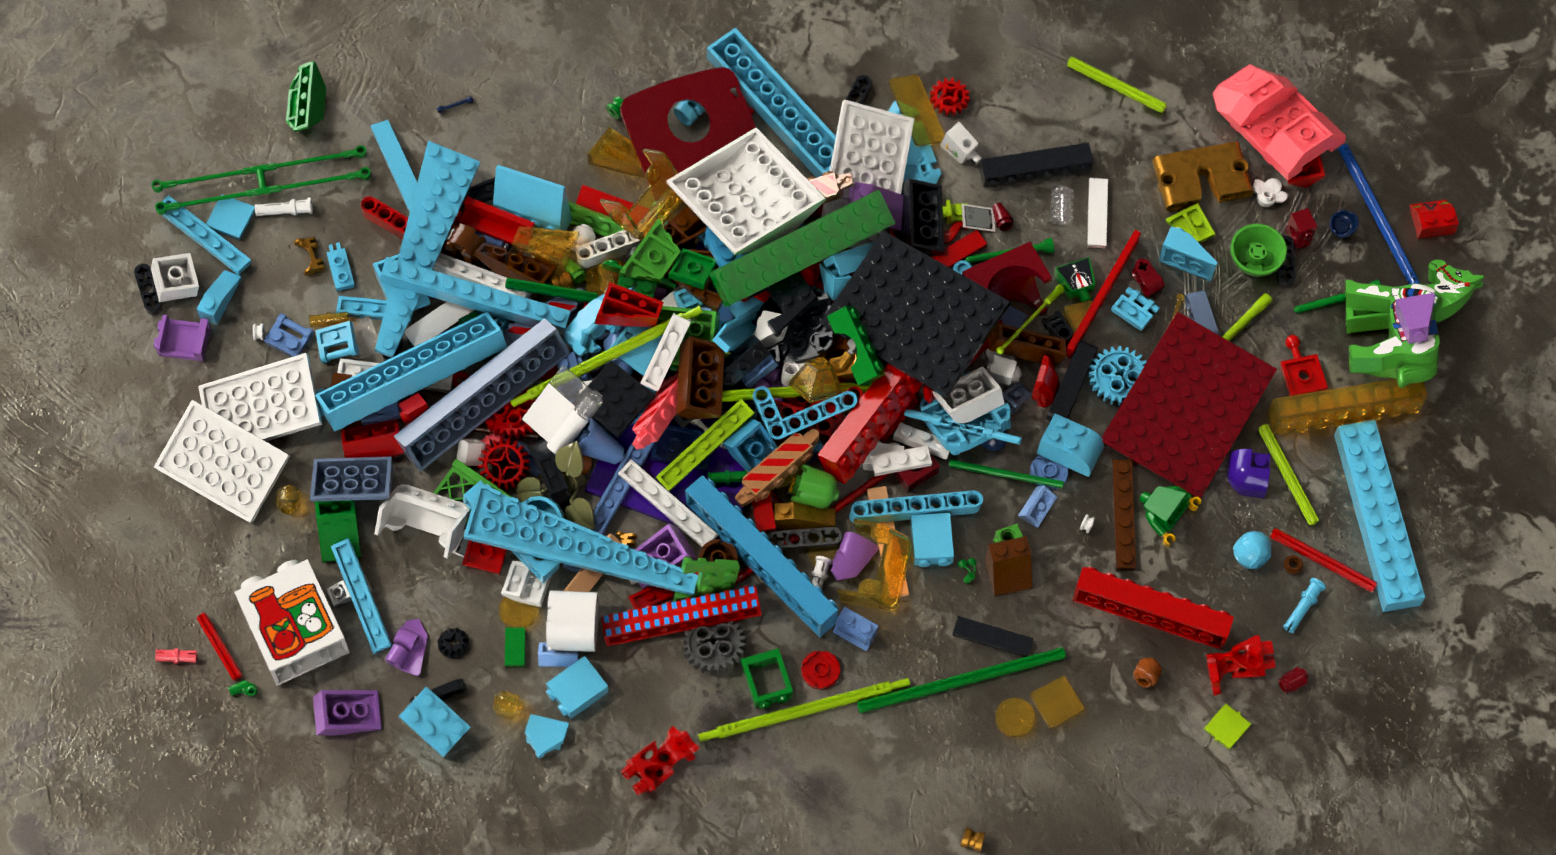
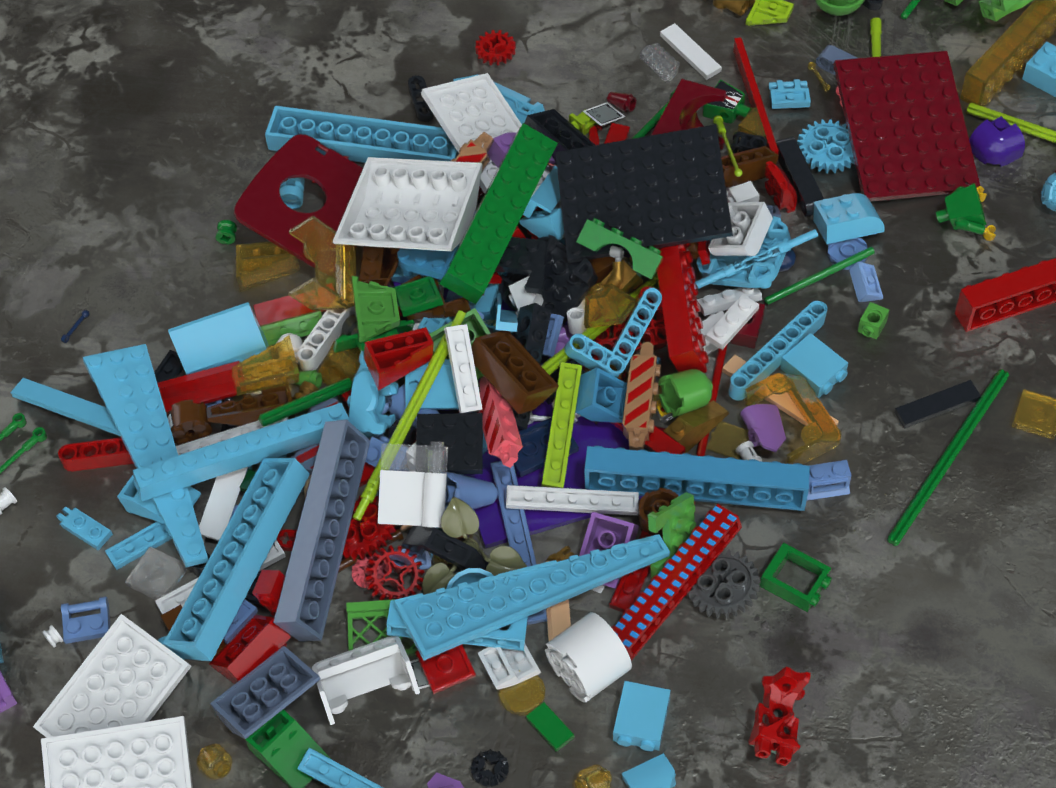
camera: 35 degrees left, 10 degrees down
(316, 264) = (38, 528): pearl gold piece -> none
(328, 319) = (113, 576): clear yellow pin -> none
(334, 336) = (134, 583): medium azure plate -> none
(469, 451) = (351, 589): white panel -> none
(555, 658) = (591, 710): light blue slope -> none
(727, 477) = (604, 438): green pin -> none
(803, 536) = (714, 444): dark grey beam -> none
(804, 709) = (850, 579): lime axle -> none
(820, 670) = (830, 537): red tile -> none
(915, 104) = (465, 67): clear yellow piece -> none
(961, 144) = (540, 71): white torso -> none
(962, 563) = (855, 367): green piece -> none
(1009, 566) = (898, 336): reddish brown slope -> none
(1015, 717) = (1020, 451): clear yellow tile -> none
(1036, 165) = (610, 49): black brick -> none
(1087, 523) = (919, 265): white bush -> none
(1123, 515) = (937, 241): reddish brown plate -> none
(1147, 277) = (777, 67): dark red piece -> none
(1186, 254) = (791, 28): medium azure slope -> none
(1306, 364) = (953, 45): red plate -> none

